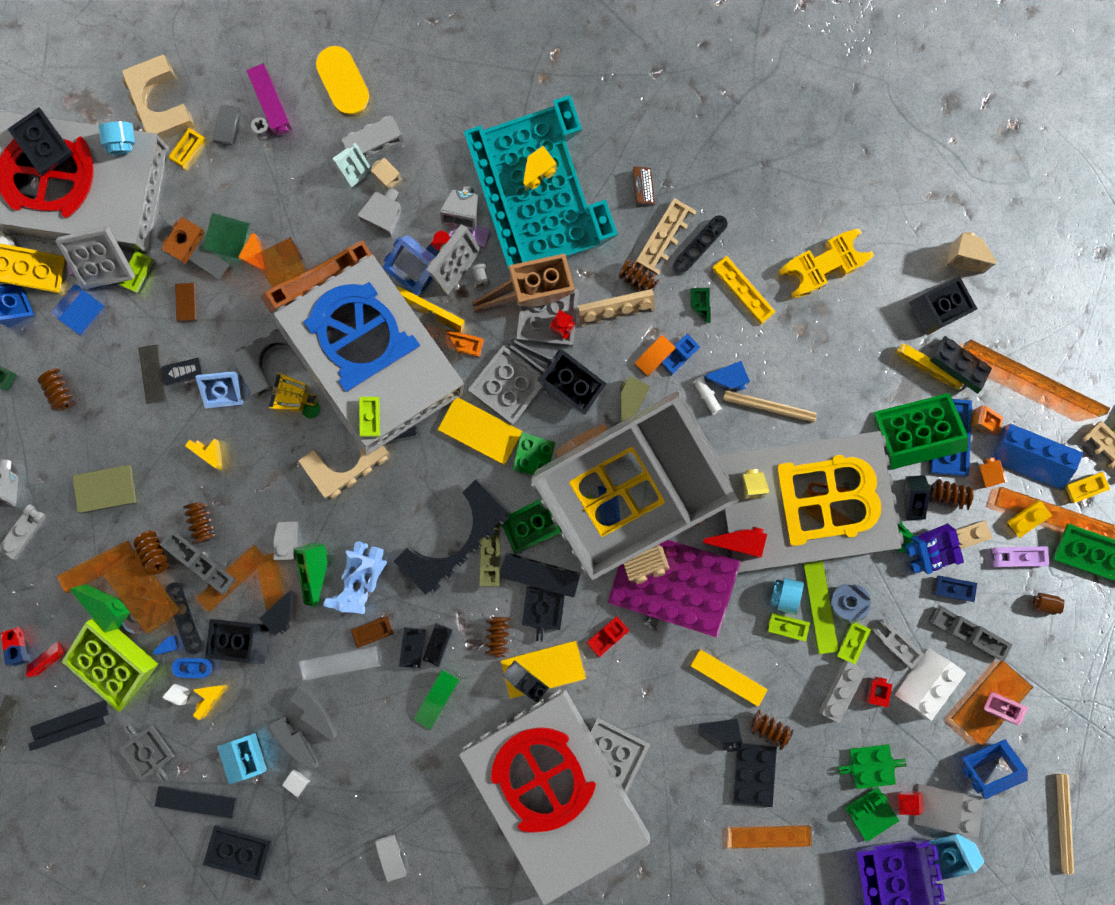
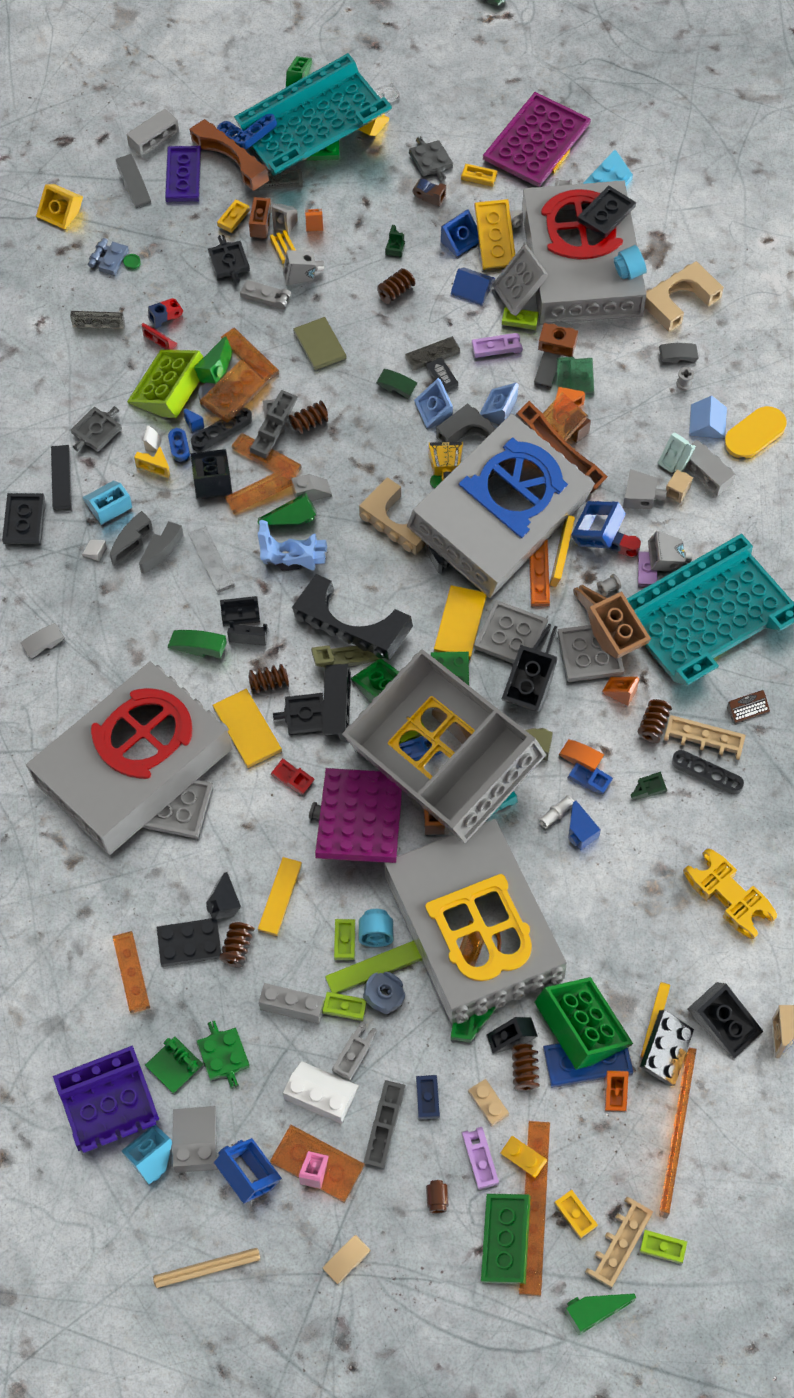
camera: 75 degrees right, 20 degrees down
(69, 725) = (106, 368): black panel -> none
(150, 552) = (271, 386): reddish brown piece -> none
(163, 305) = (497, 345): none -> lavender plate
(179, 420) = (395, 381): none -> dark green slope
(186, 302) = (505, 362): reddish brown tile -> none
(200, 140) = (645, 331): yellow tile -> none
(212, 453) = (374, 411): yellow slope -> none
(237, 323) = (500, 403): none -> light blue slope
(269, 100) = (714, 378): magenta brick -> none
(280, 614) = (244, 496): black slope -> none
(314, 121) = (708, 418): none -> light blue slope
(369, 417) = (440, 504): lime plate -> none
(372, 631) = (246, 578): reddish brown tile -> none
(440, 337) = (535, 563): clear smoke plate -> none
(454, 259) = (614, 553): light grey plate -> none
(525, 681) = (232, 708): black slope -> none
(538, 167) = (729, 603): yellow slope -> none
(562, 324) = (583, 660): red brick -> none
(596, 292) = (621, 688): none -> orange slope
(616, 306) = (618, 707): tan hinge -> none
(648, 564) = (370, 782): tan brick -> none
(743, 290) = (675, 823): yellow tile -> none
(744, 541) = (416, 856): red slope -> none
(754, 484) = (472, 848): light yellow slope -> none
(770, 406) = (564, 874): tan axle -> none
(883, 697) = (294, 1035): red brick -> none
(910, 803) = (193, 1095): red brick -> none
(935, 549) = (461, 1062): hips -> none
(992, 472) = (561, 1106): orange brick -> none
(1036, 456) = (592, 1150): blue slope -> none
(1085, 697) = (346, 1259): none -> tan slope

